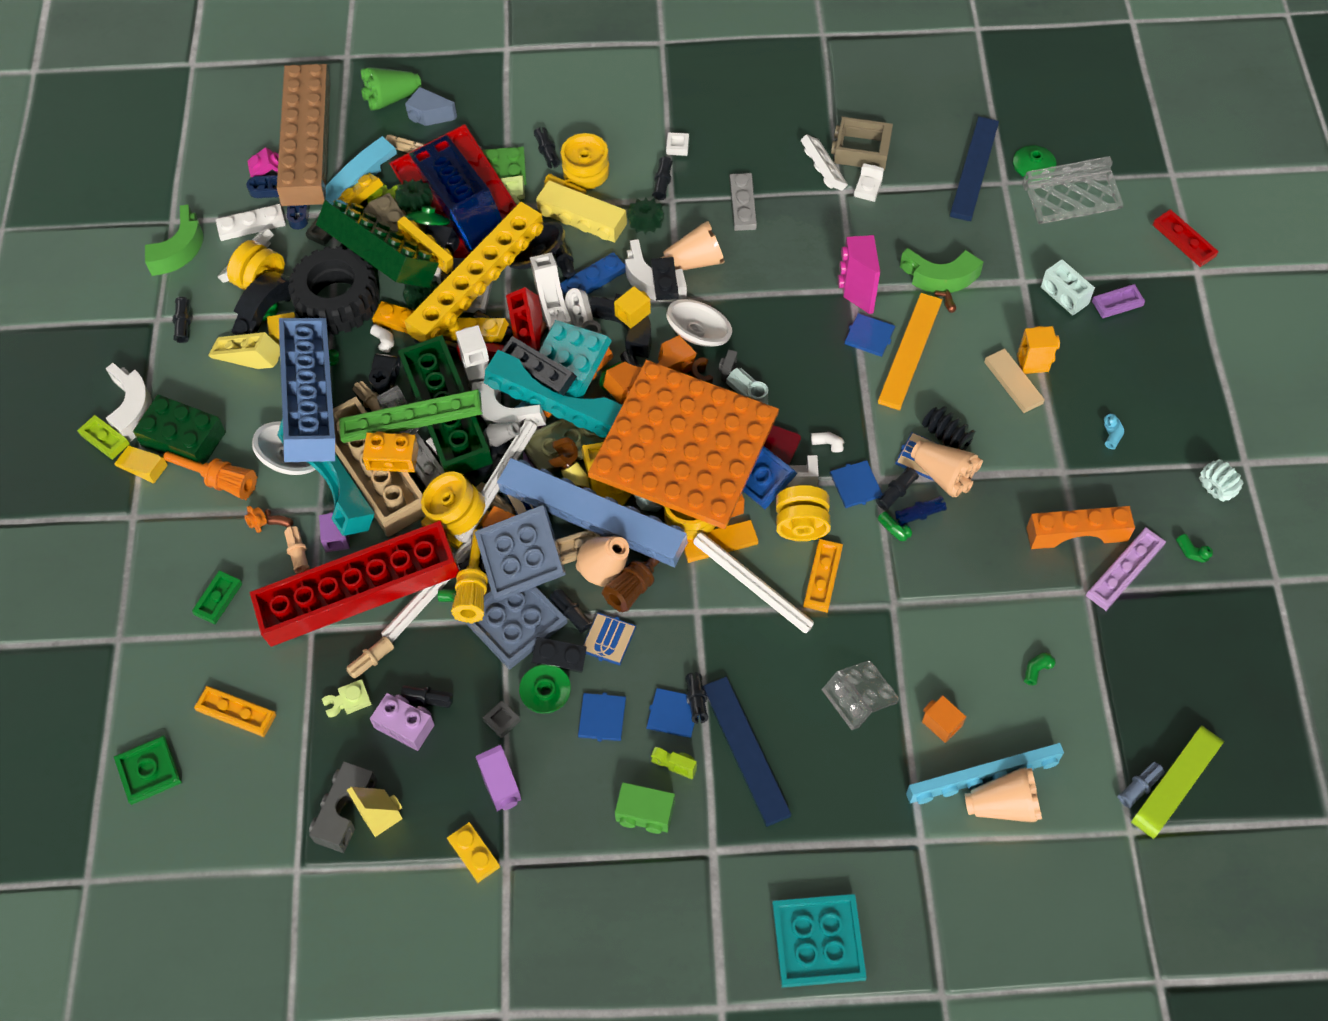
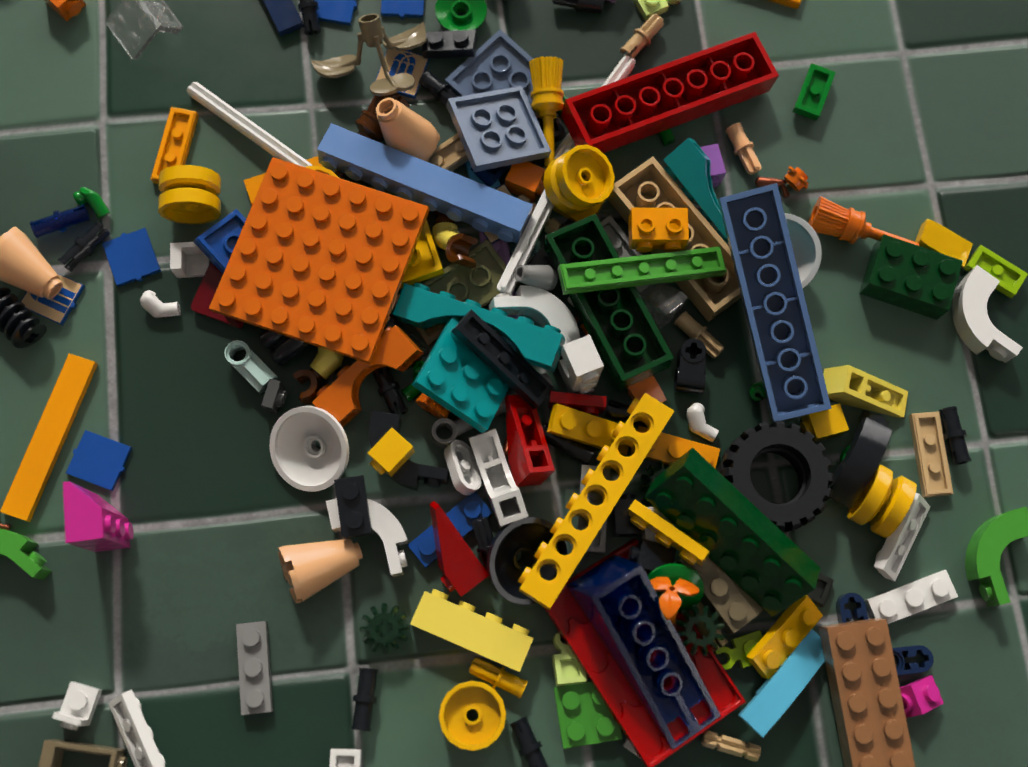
camera: 170 degrees right, 15 degrees up
(204, 312) = (930, 454): none -> tan tile
(432, 192) = (670, 599): none -> orange plant
(587, 250) = (455, 558): none -> red slope
(602, 659) = (372, 33): none -> dark tan plant

